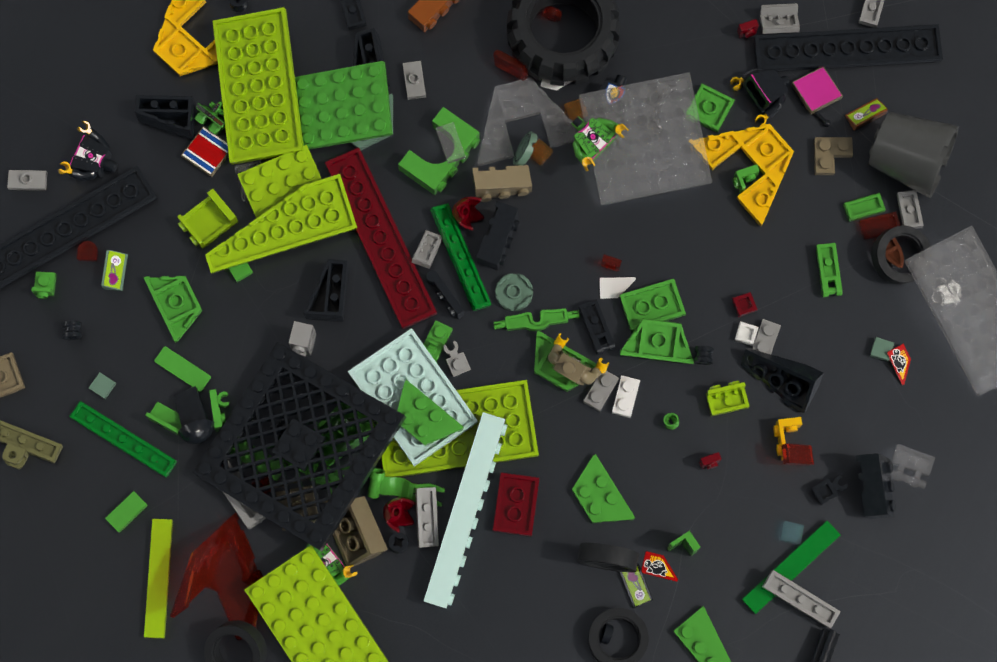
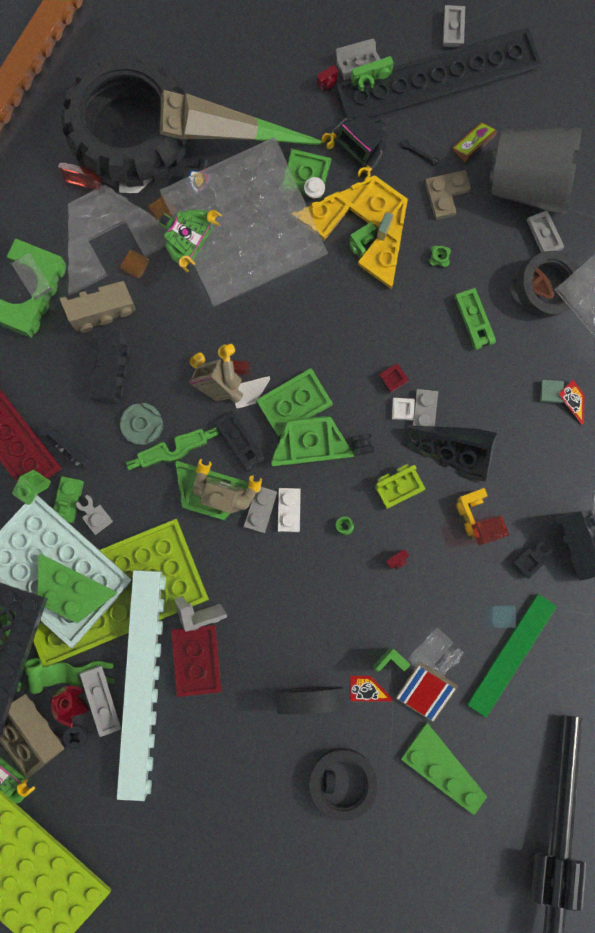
camera: 15 degrees left, 5 degrees up
(409, 321) = (29, 486): none -> bright green bracket
(427, 249) = (34, 400): light grey plate -> none
(460, 257) = (73, 399): green tile -> none
(466, 213) = (68, 349): dark red piece -> none
(522, 469) = (193, 620): none -> light grey bracket
(525, 149) = (116, 264): sand green tile -> none
(552, 14) = (113, 110): clear red tile -> none
(590, 267) = (217, 377): none -> dark tan torso
(600, 495) = (286, 627): bright green wing -> none
(625, 41) = (200, 119): none -> dark tan plate
(636, 587) = (351, 722): slope -> none
(709, 578) = (426, 691): none -> tile
(713, 122) = (314, 187): none -> white plate
(720, 546) = (432, 649): none -> clear plate
(766, 172) = (384, 226): none -> sand green tile
(787, 33) = (368, 73): none -> bright green plate
(801, 599) = (531, 690): light grey plate -> none
(811, 203) = (444, 252): none -> bright green plate
(816, 90) = (416, 128): dark pink tile -> none
(864, 207) = (496, 242): bright green tile -> none
(876, 225) = (514, 258): clear red tile -> none

